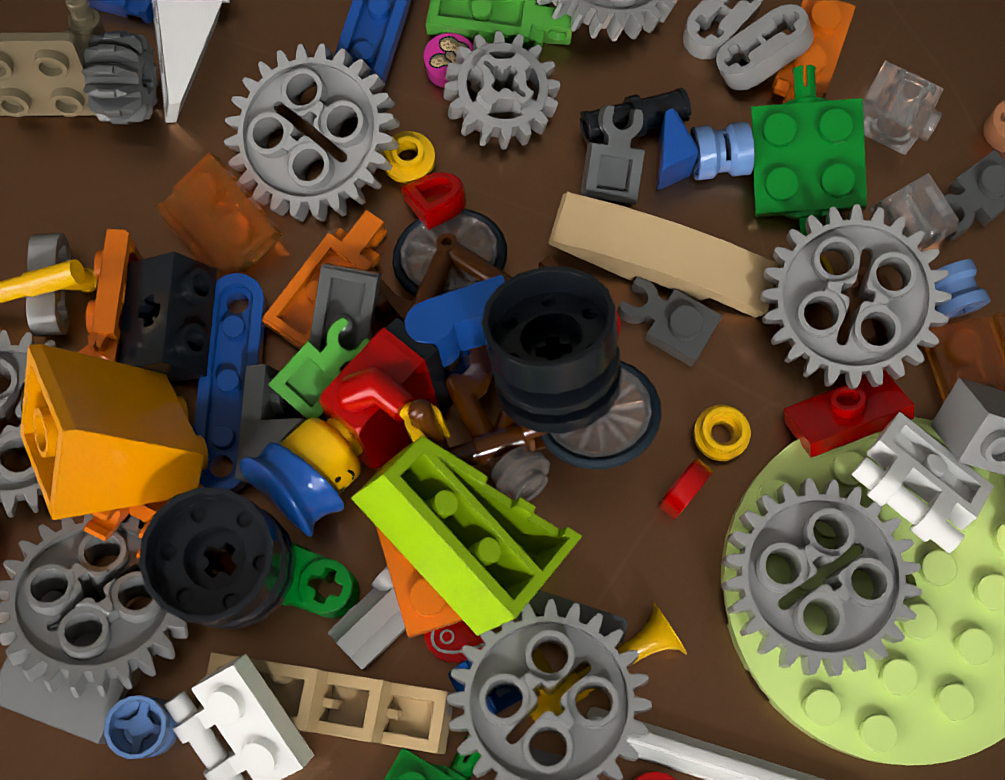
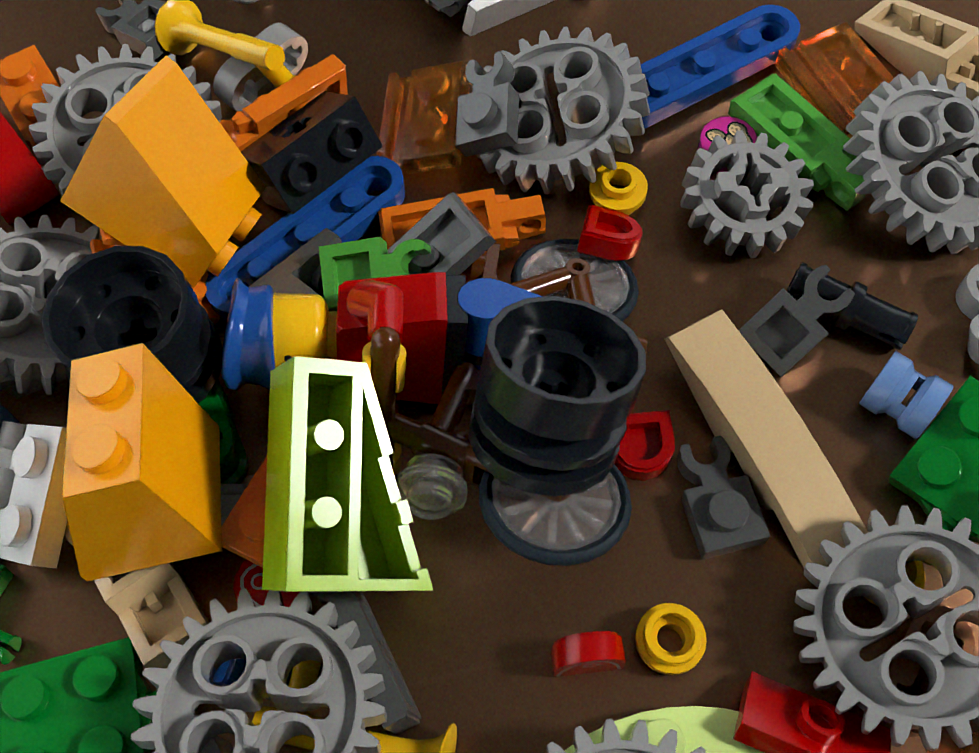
camera: 50 degrees right, 10 degrees down
(270, 177) = (490, 113): none -> dark grey plate
(324, 642) = (138, 466): none -> light orange slope
(675, 151) = (856, 362): blue slope -> none

